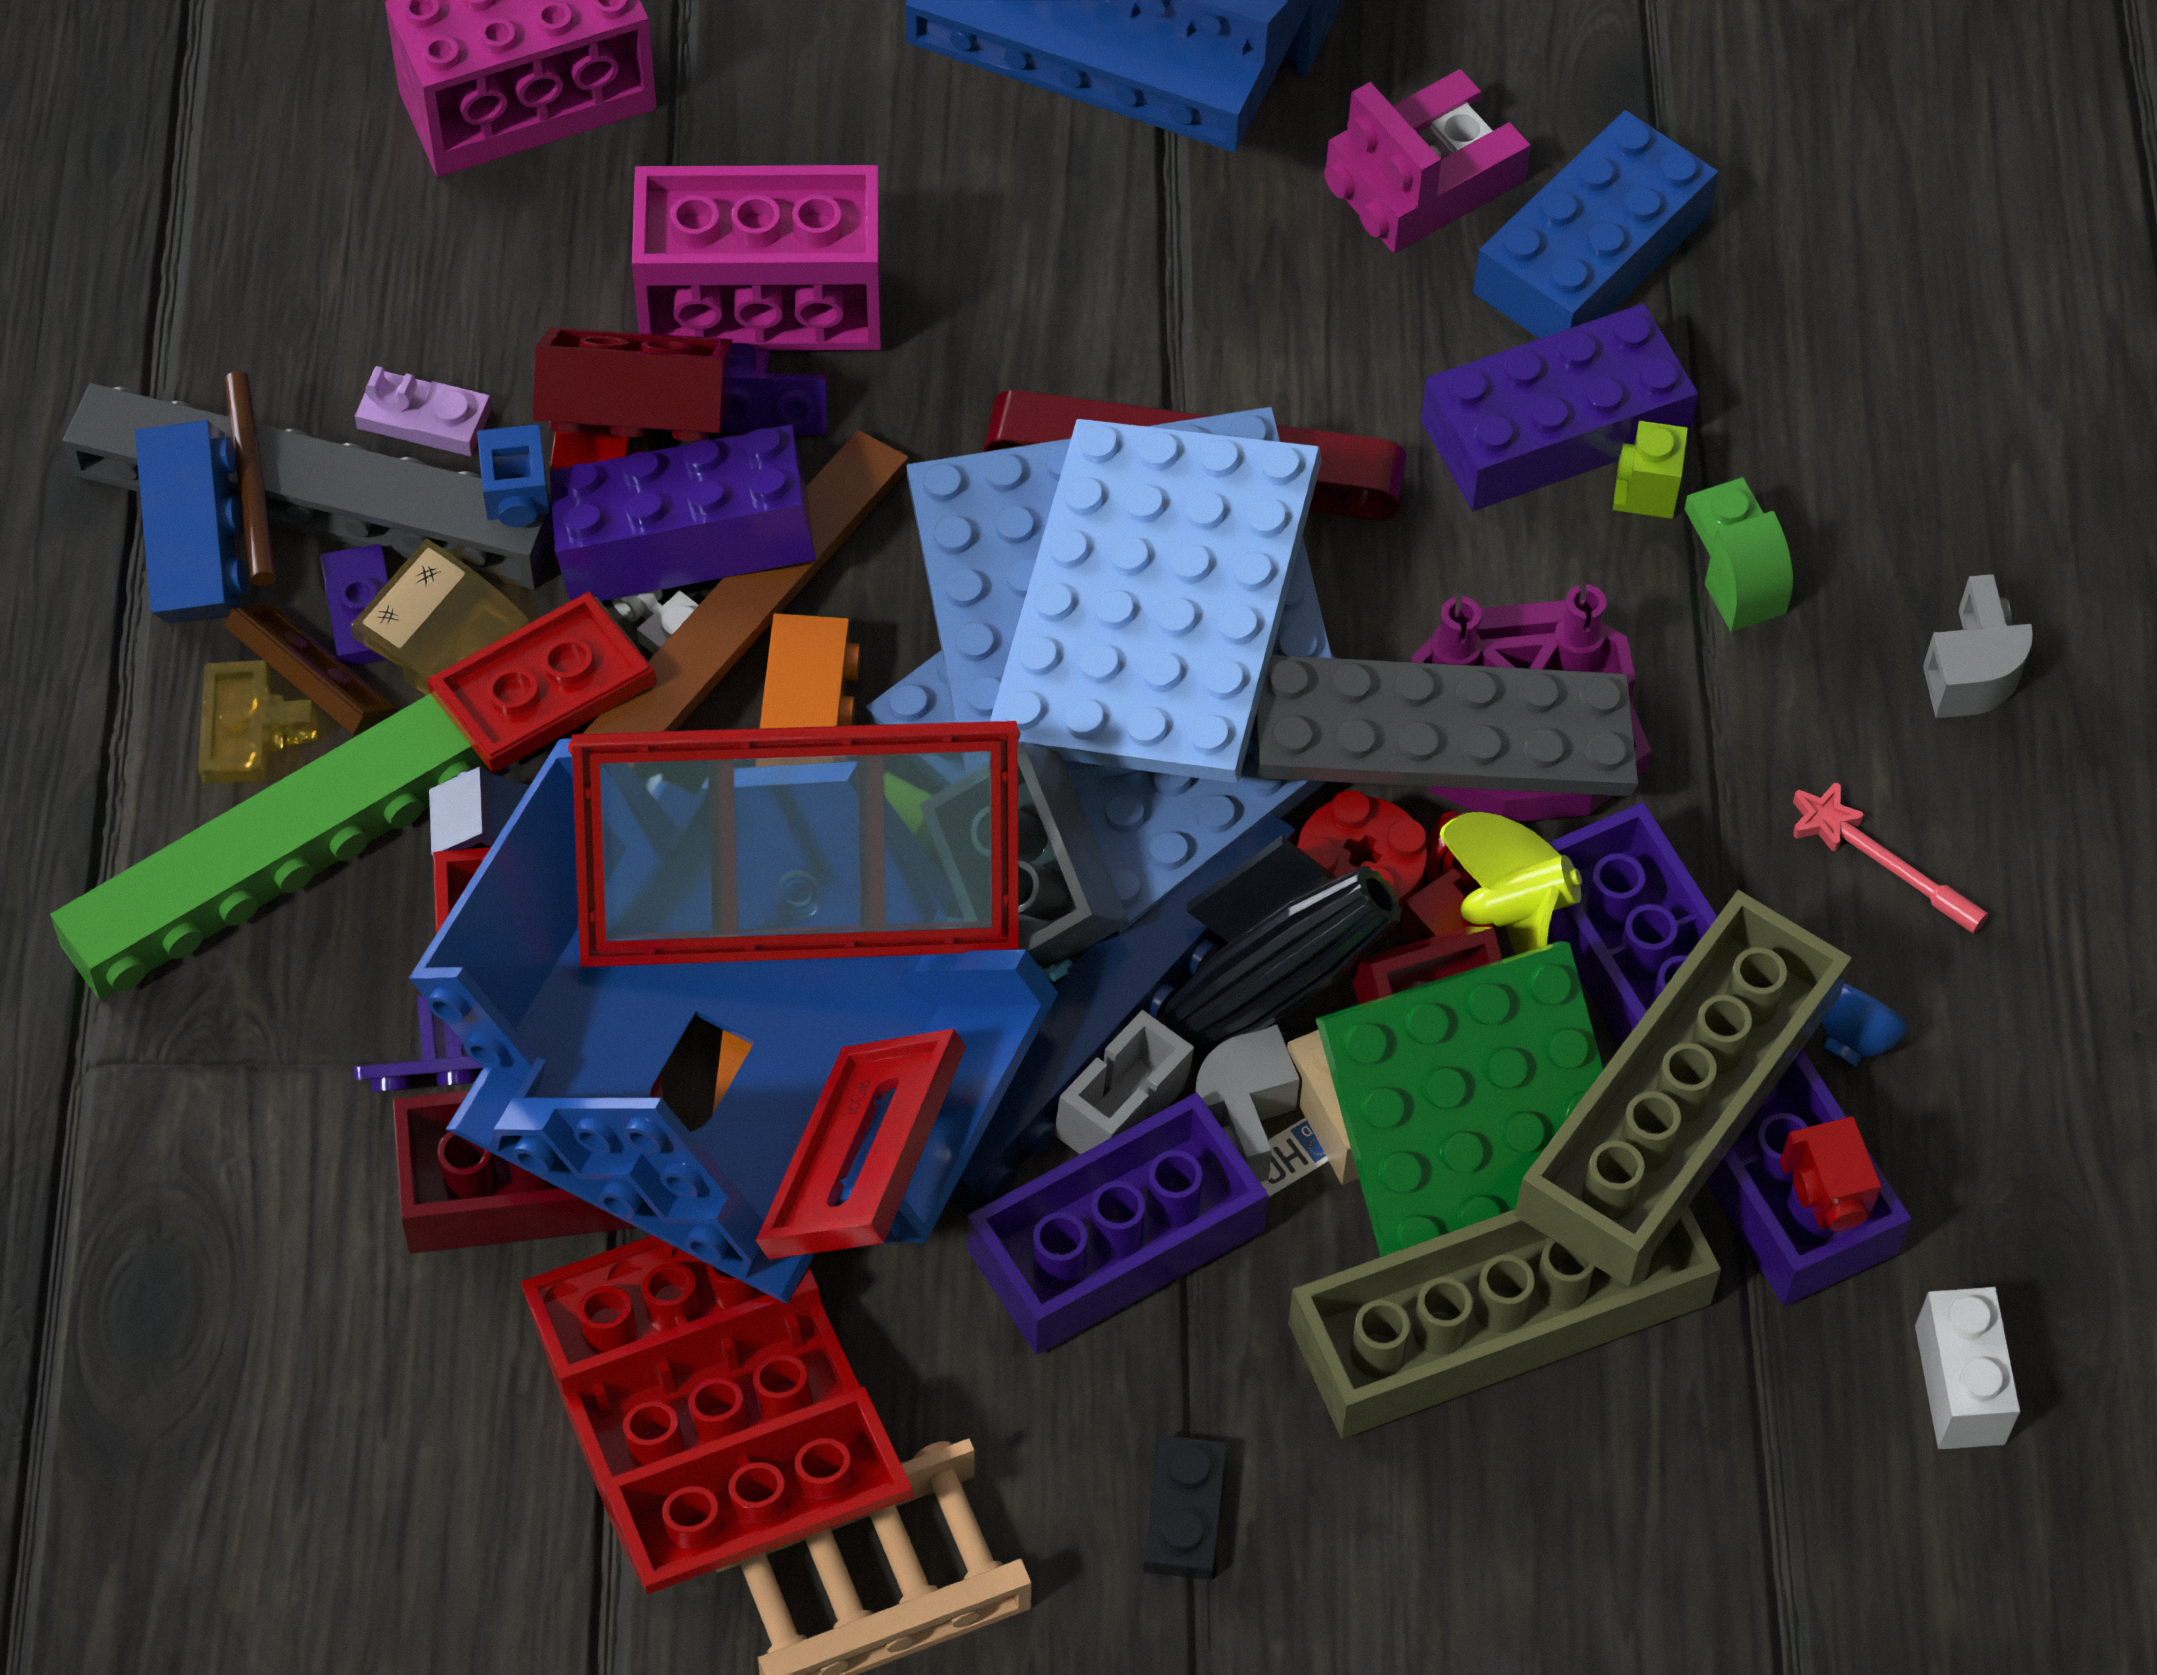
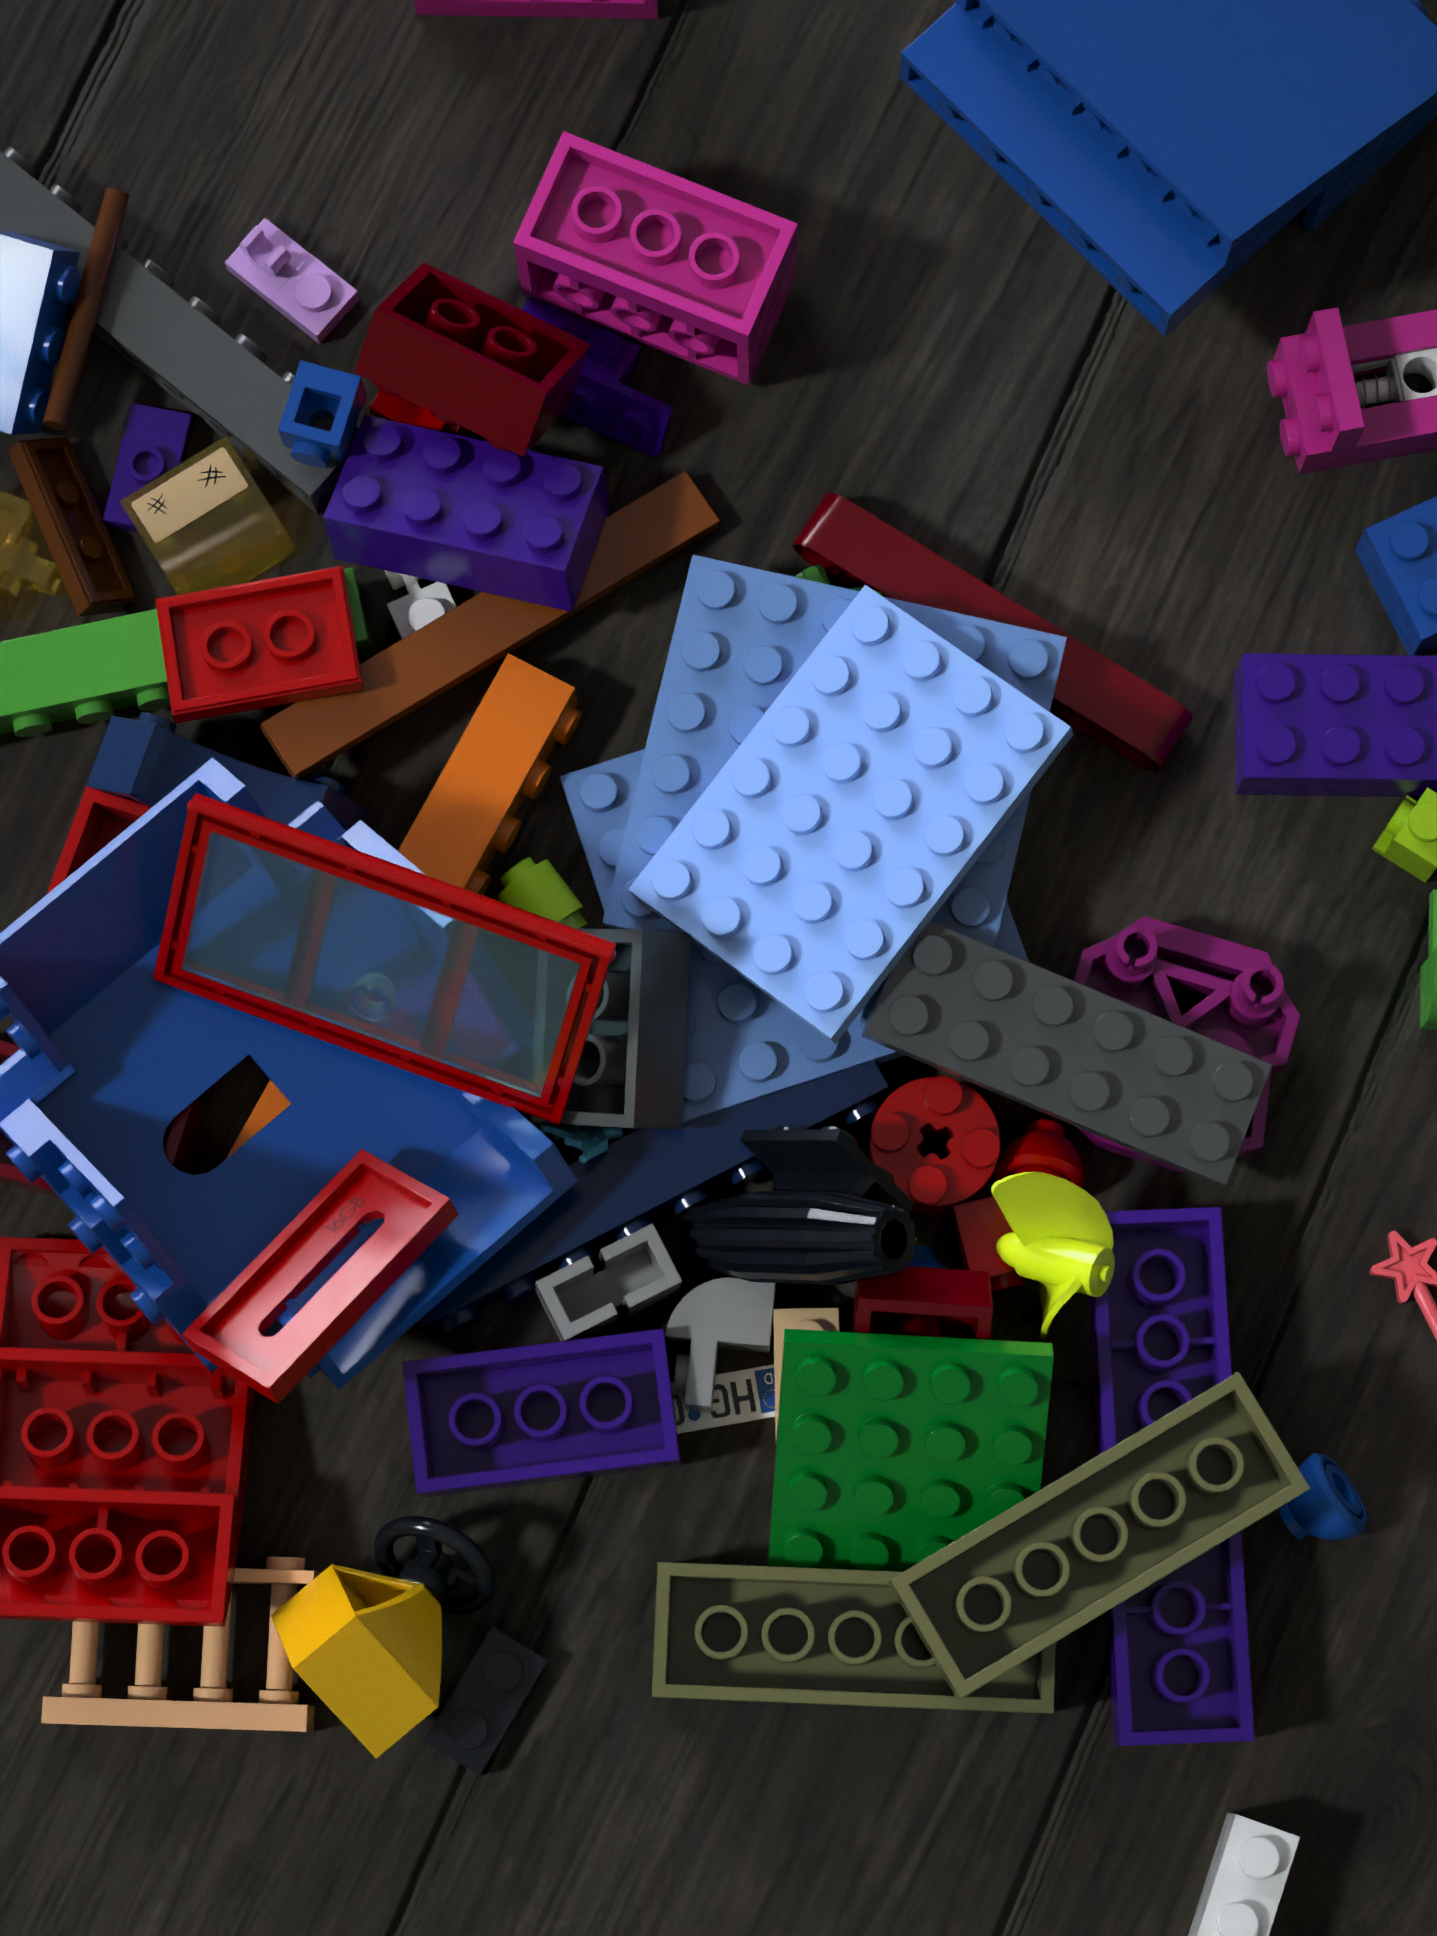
camera: 30 degrees right, 20 degrees up
(1068, 1471) = (377, 1639): none -> yellow piece
(1832, 1173) = (1194, 1680): red brick -> none

